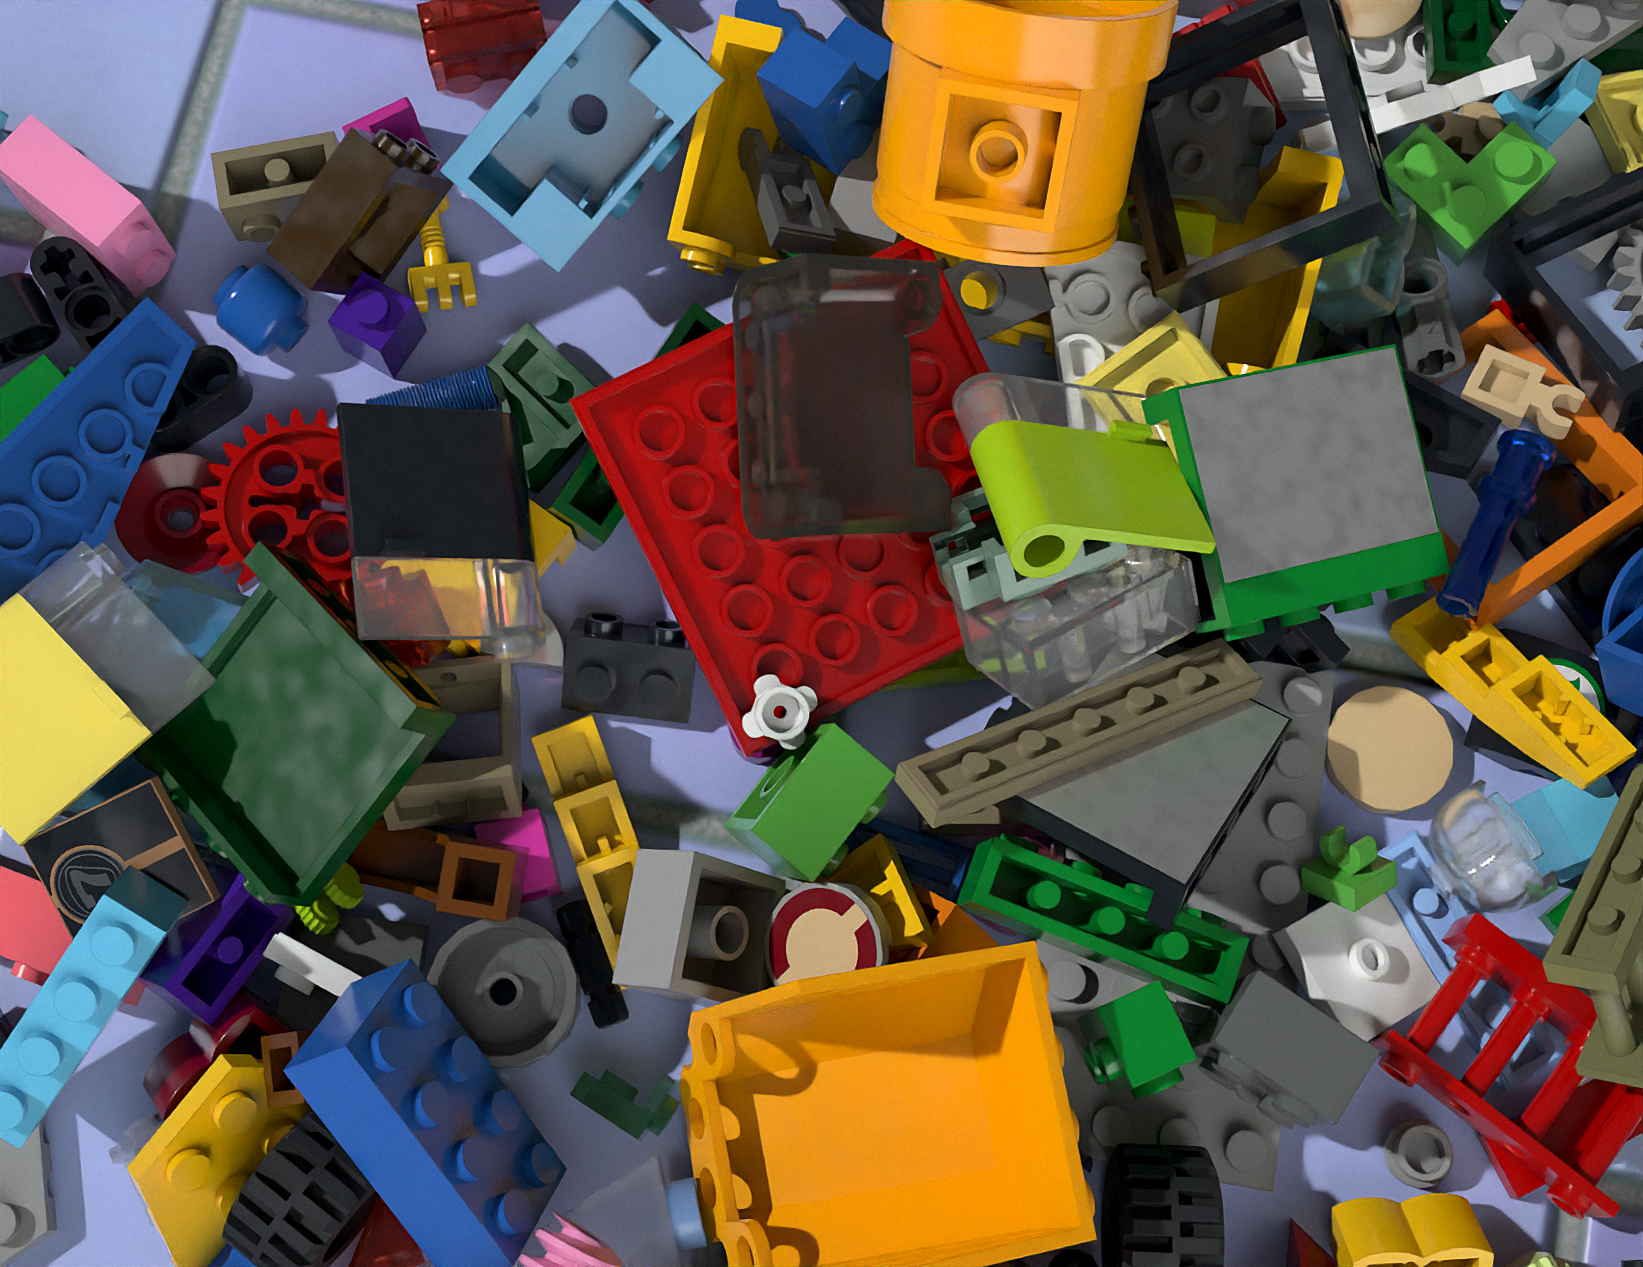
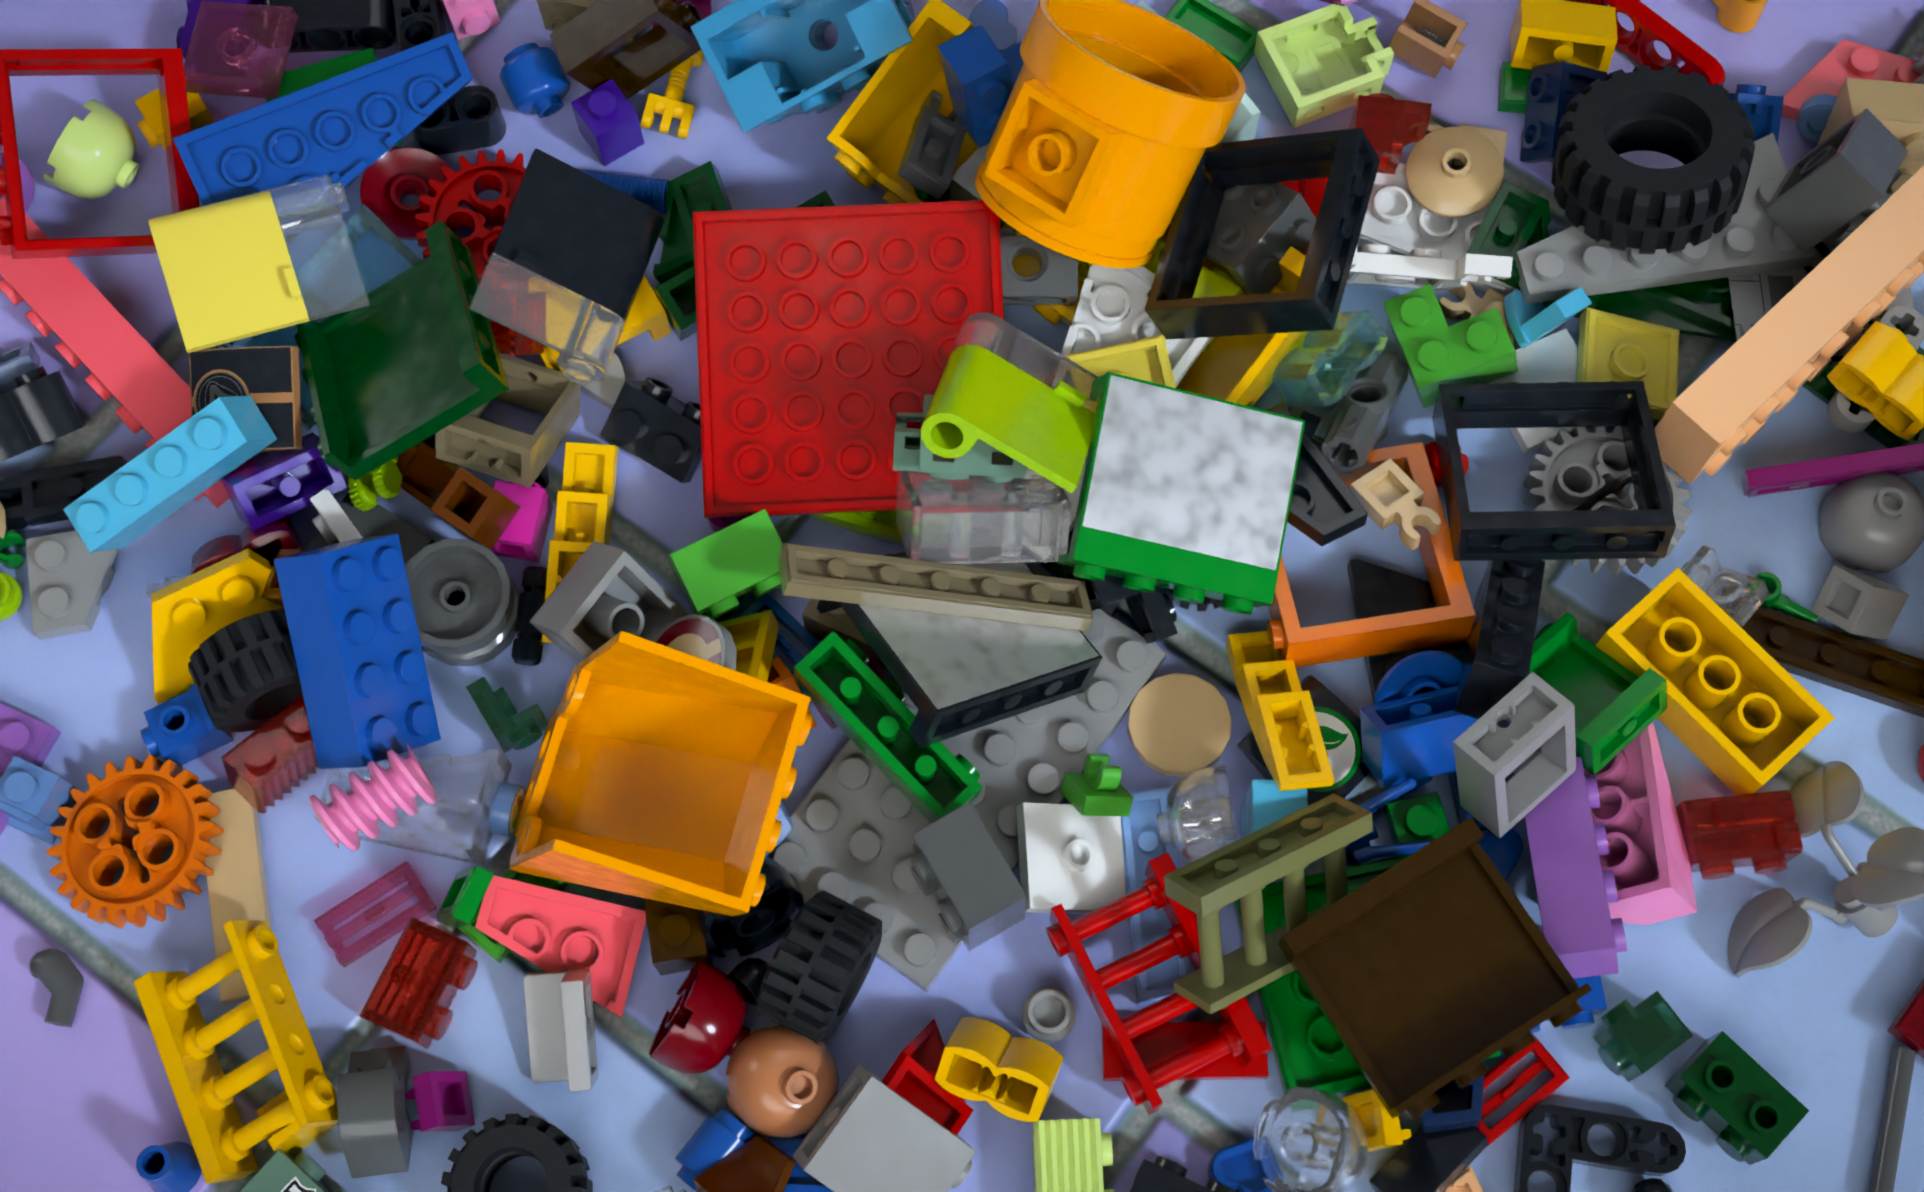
camera: 30 degrees right, 5 degrees down
(788, 729) = (738, 476): white plate -> none
(832, 397) = (876, 286): clear smoke windscreen -> none
(1136, 1042) = (866, 822): green brick -> none
(1503, 500) = (1344, 573): clear blue pin -> none

